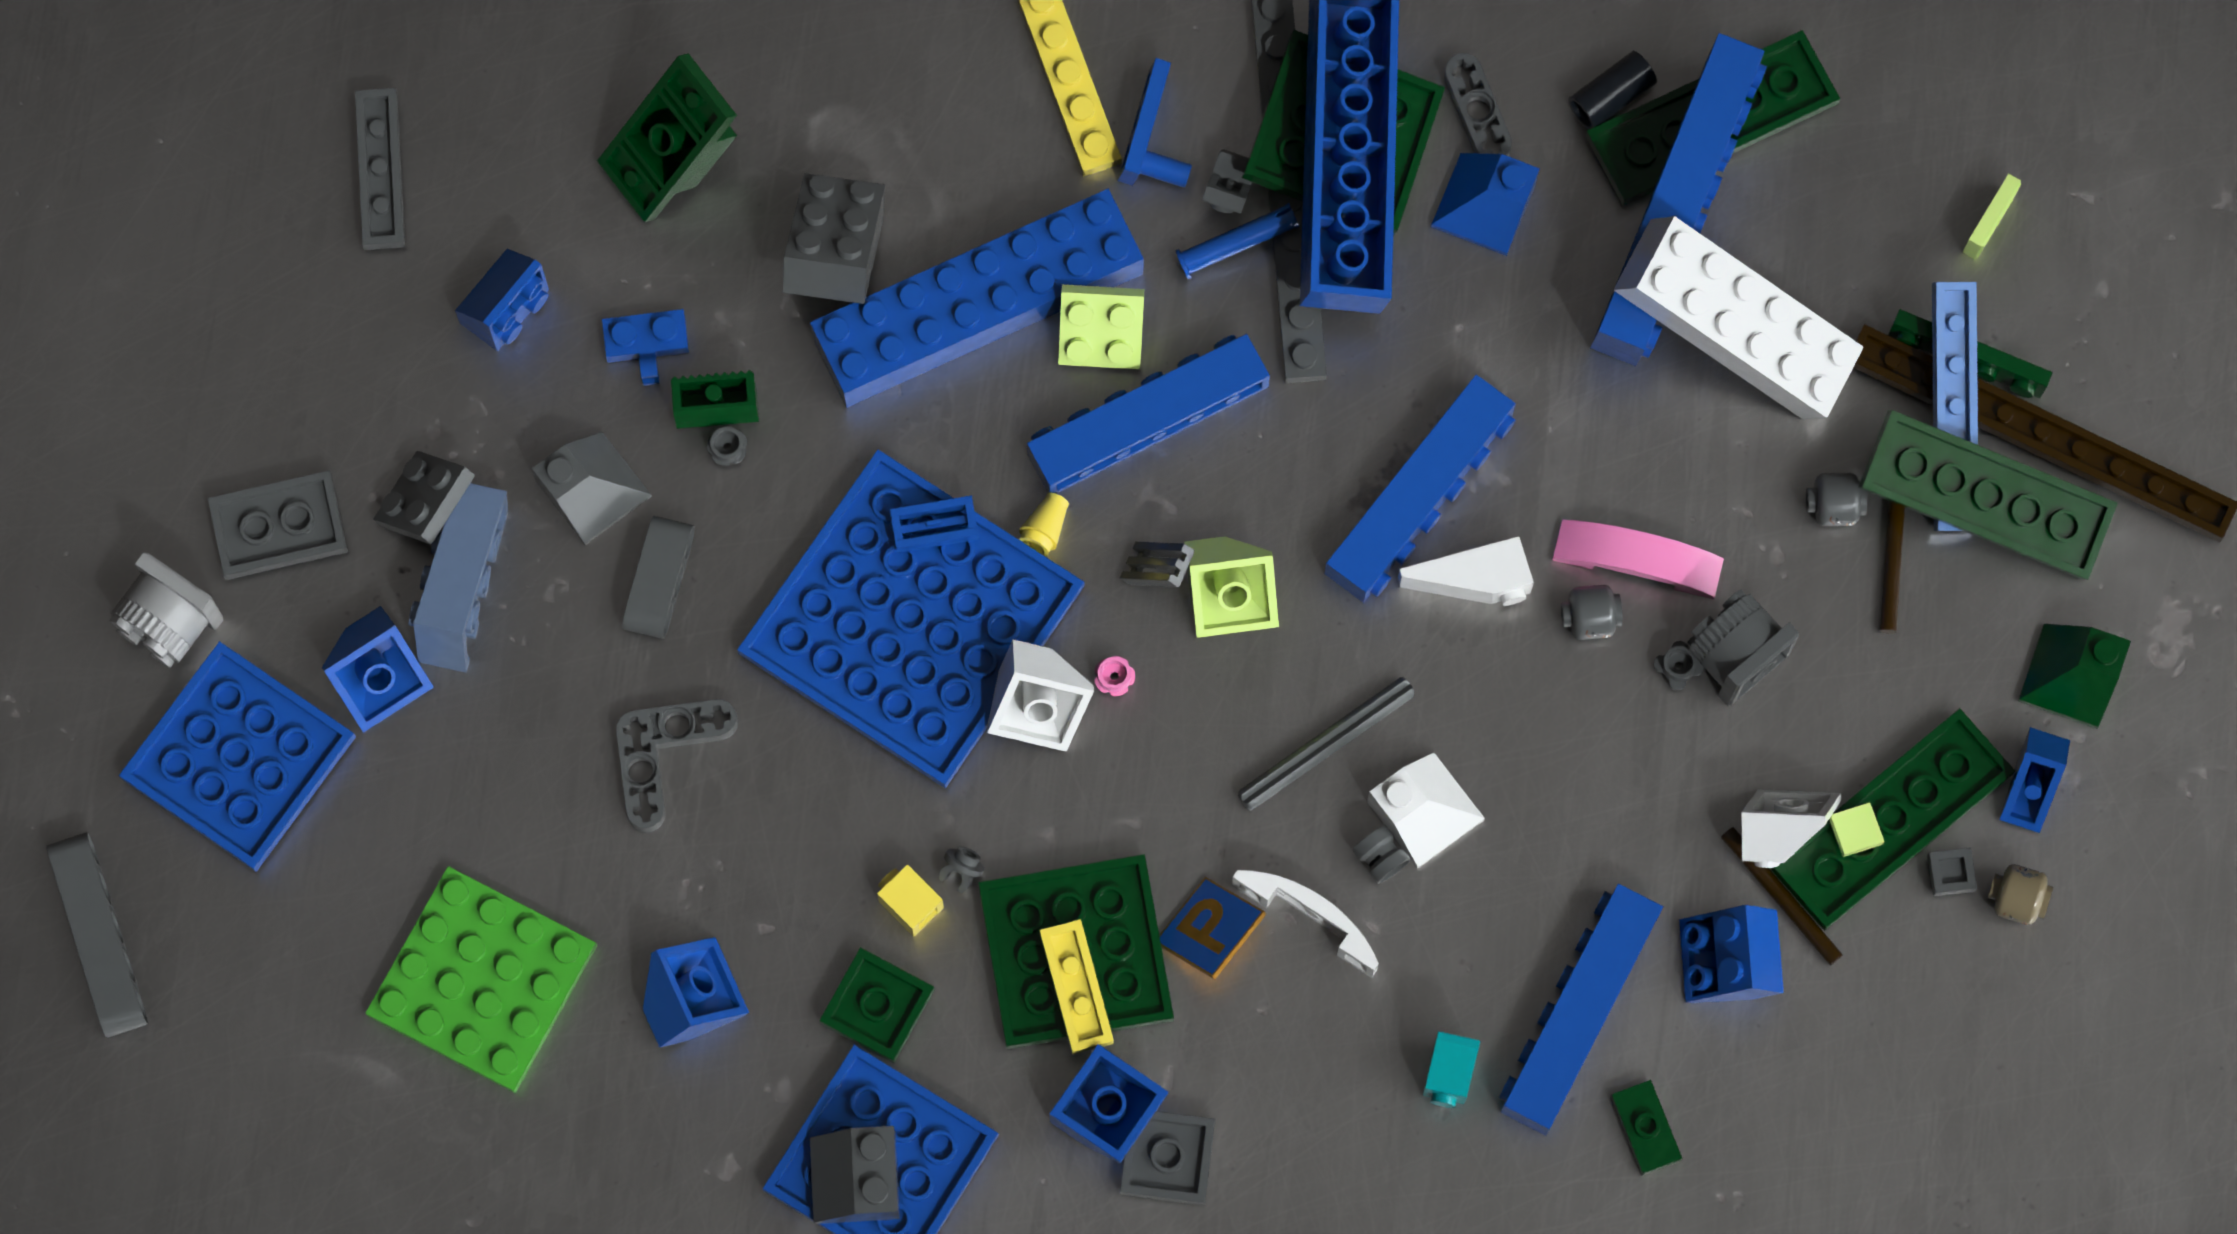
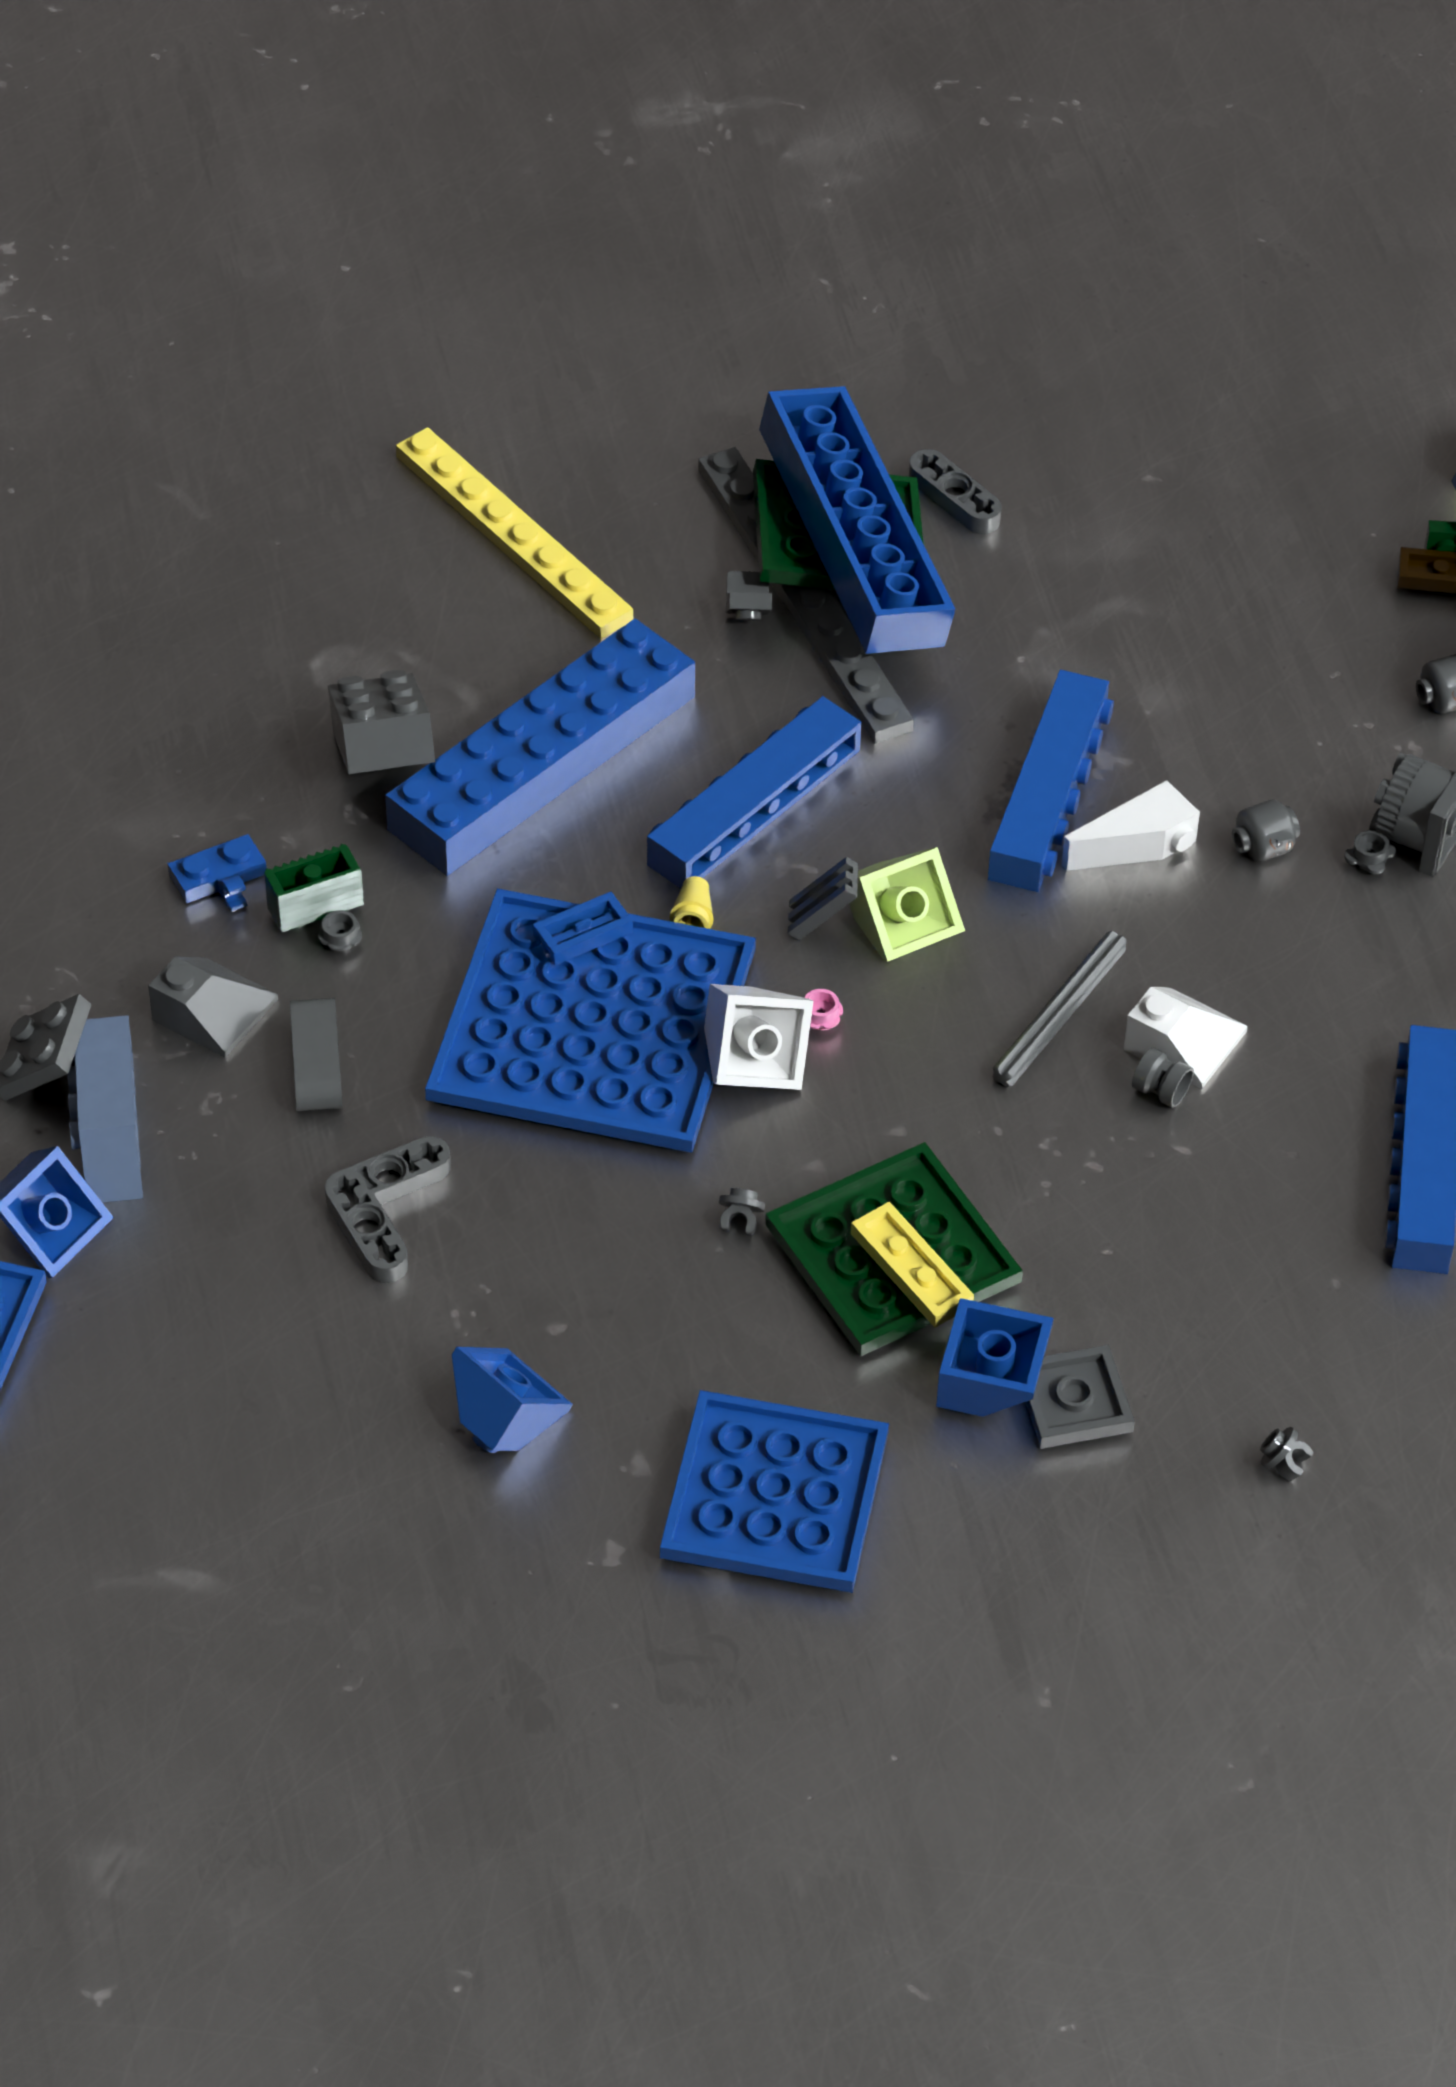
camera: 20 degrees left, 25 degrees down
(481, 979) = (269, 1458): bright green plate -> none
(504, 299) = (61, 866): blue slope -> none
(670, 139) = (183, 683): dark green brick -> none
(855, 1175) = (759, 1494): dark grey slope -> none
(877, 1005) = (707, 1351): dark green plate -> none
(909, 899) = (700, 1250): light yellow brick -> none
(1101, 326) = (677, 730): yellowish green plate -> none
(1137, 158) = (646, 599): blue piece -> none
(1210, 927) = (1023, 1183): blue piece -> none
(1237, 240) = (775, 636): blue pin -> none
(1264, 887) = (1117, 1139): white slope -> none
(1450, 1069) = (1327, 1223): teal slope -> none
(1486, 199) = (999, 549): blue slope -> none
(1612, 90) = (1074, 442): black pin -> none
(1638, 142) = (1175, 440): dark green plate -> none
(1639, 555) = (1284, 771): bright pink slope -> none
(1688, 178) = (1184, 490): blue brick -> none
(1738, 318) = (1289, 546): white brick -> none

